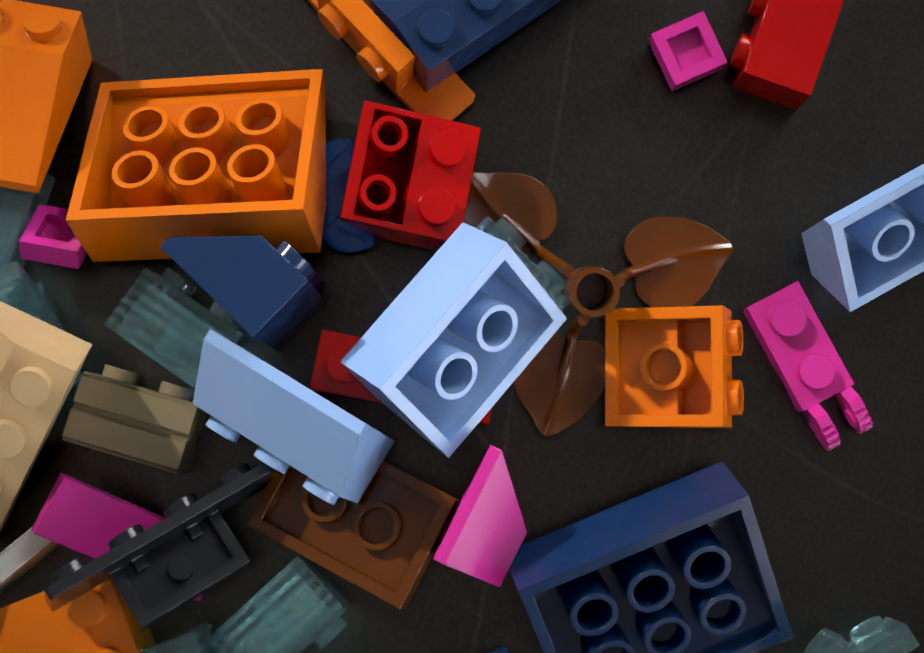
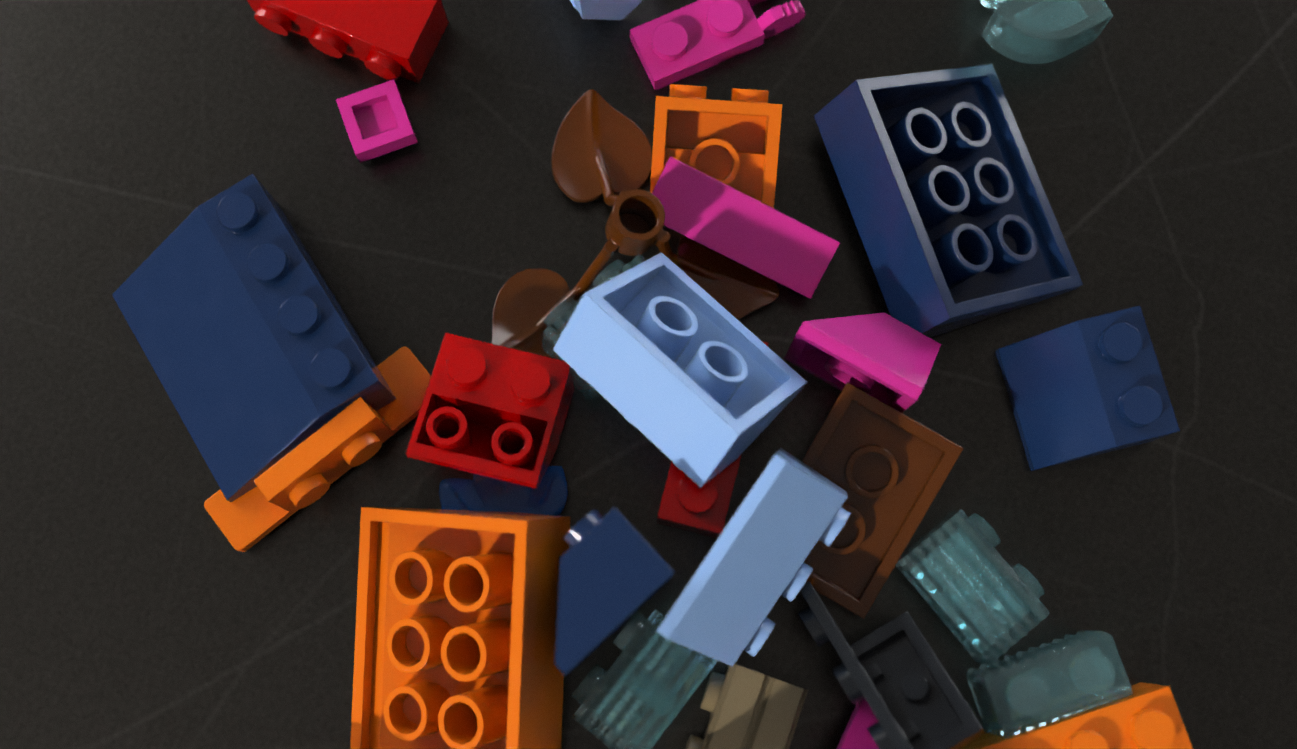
camera: 85 degrees left, 5 degrees down
(604, 396) = (743, 228): none -> dark pink tile

